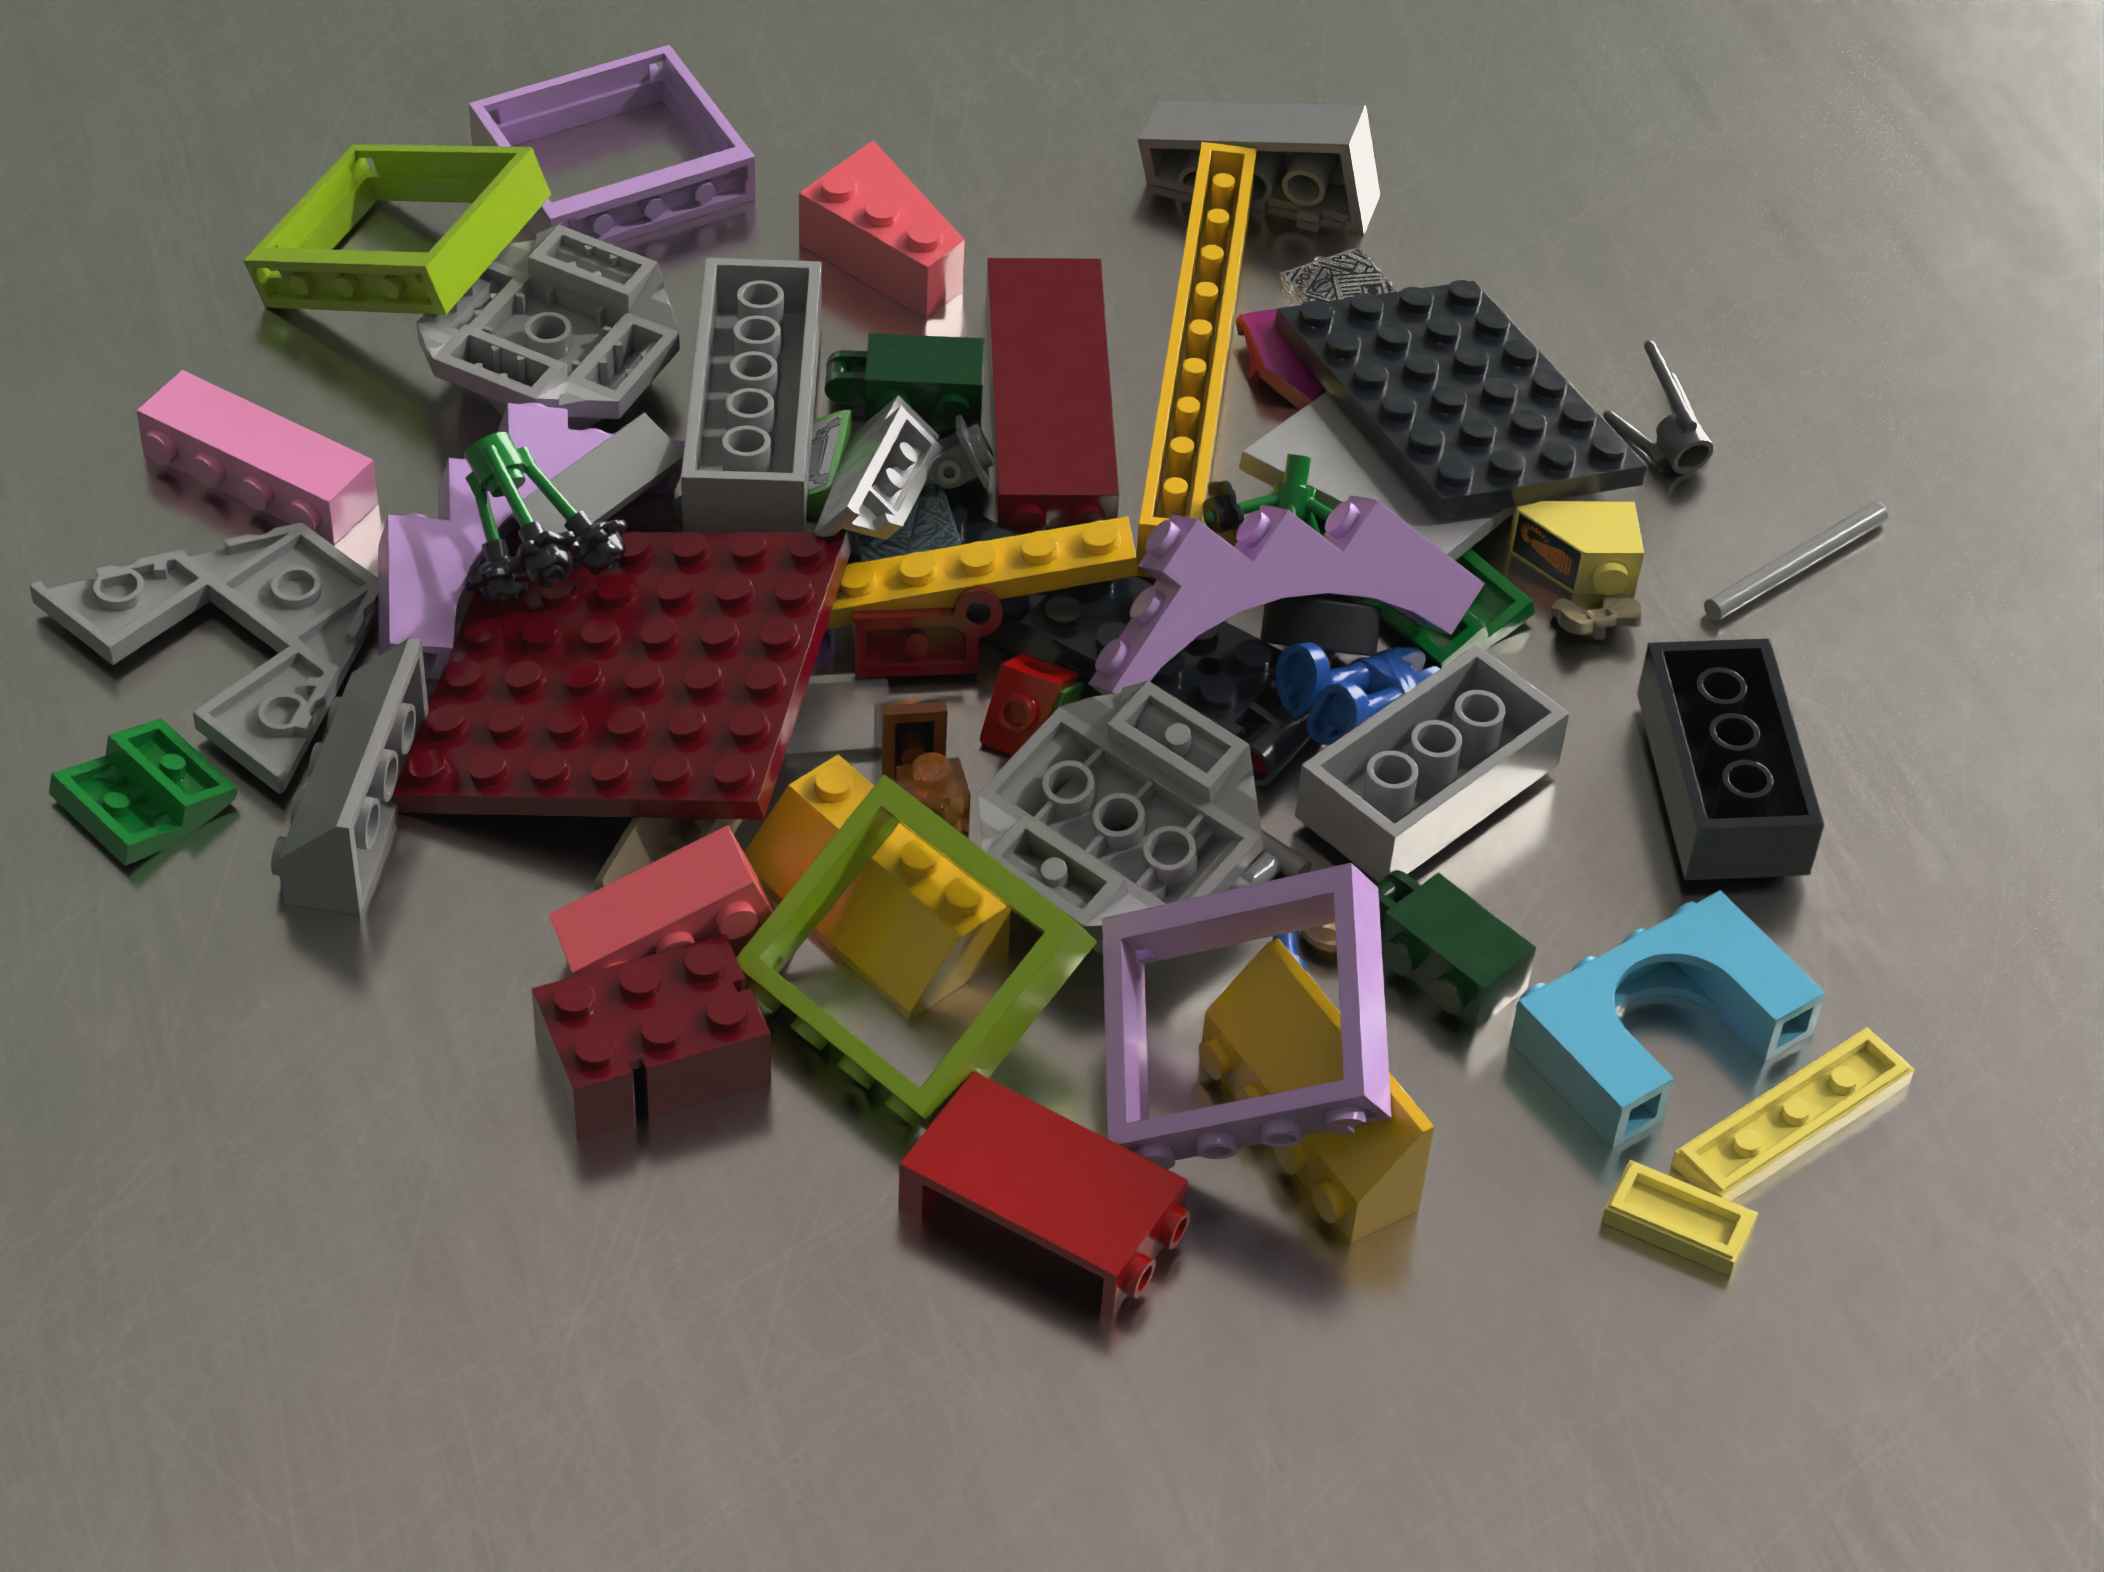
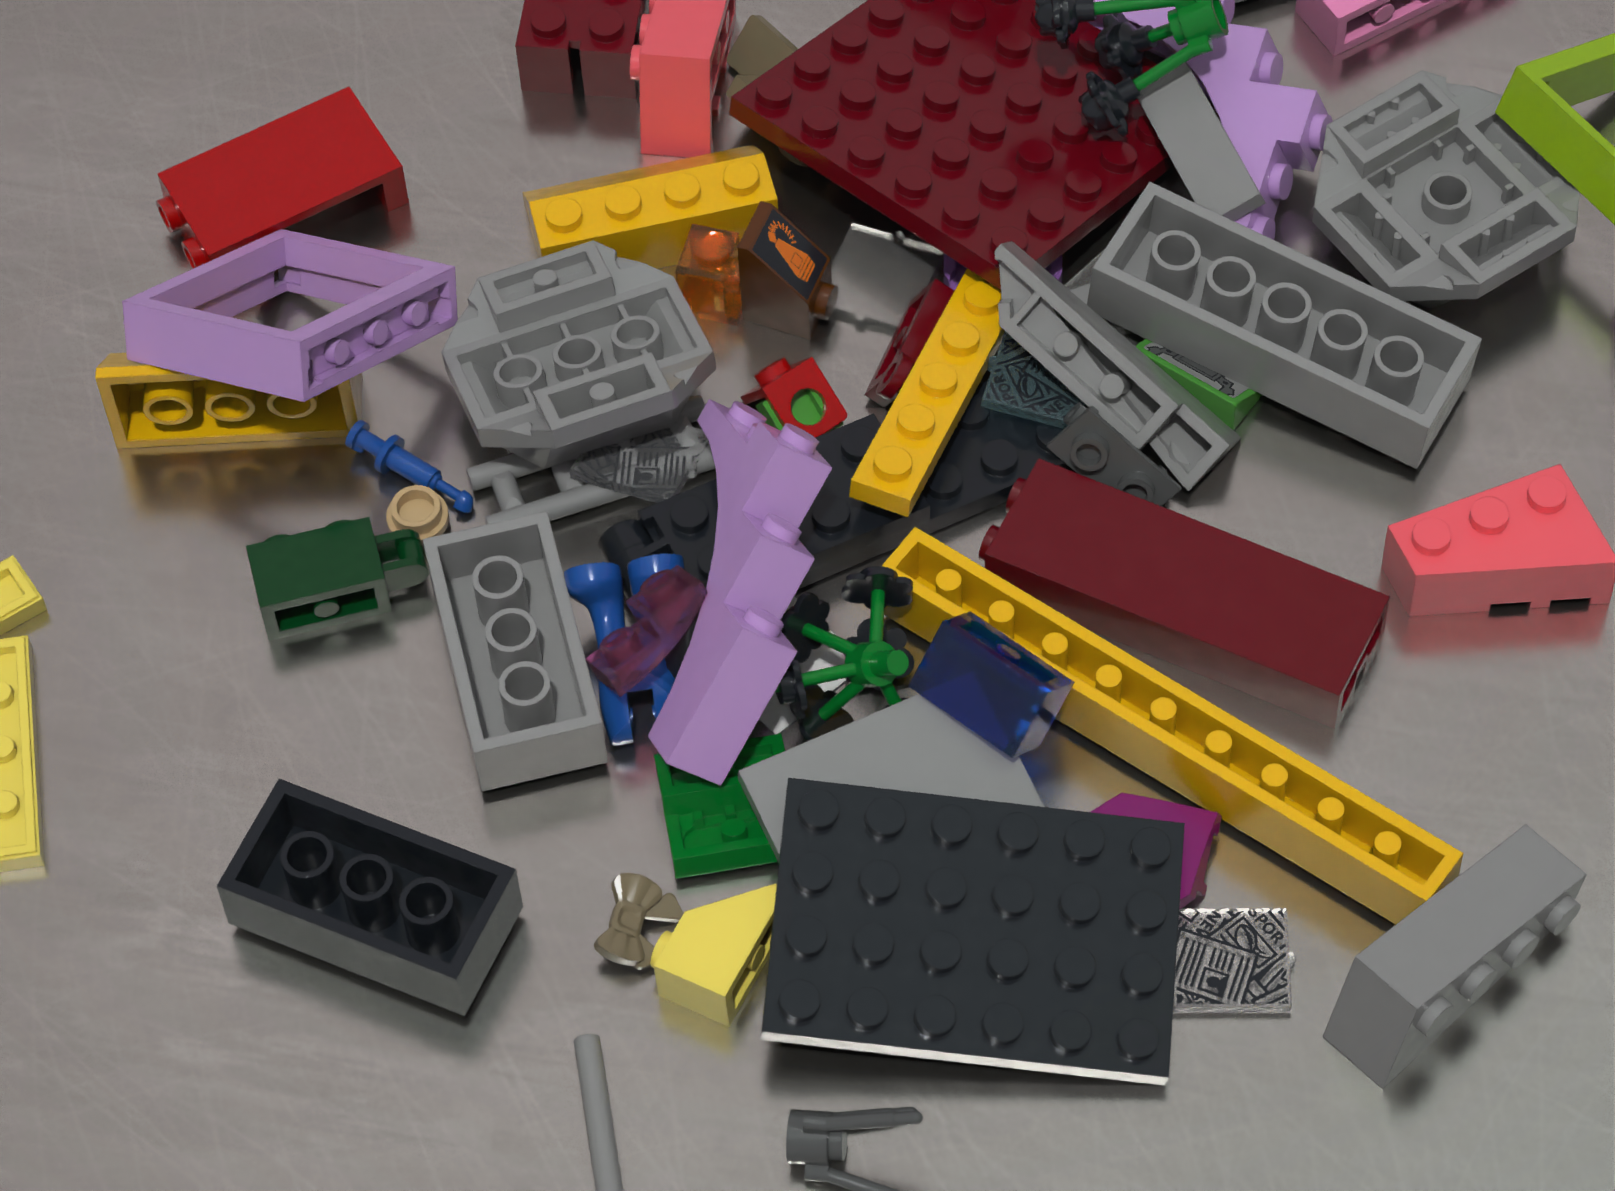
camera: 125 degrees right, 10 degrees up
(930, 373) = (1266, 480): dark green brick -> none
(1001, 1020) = (535, 190): lime window -> none
(1254, 426) = (991, 684): none -> clear blue panel
(1373, 637) = (663, 615): none -> clear pink slope
(1698, 954) = (188, 763): medium azure arch -> none

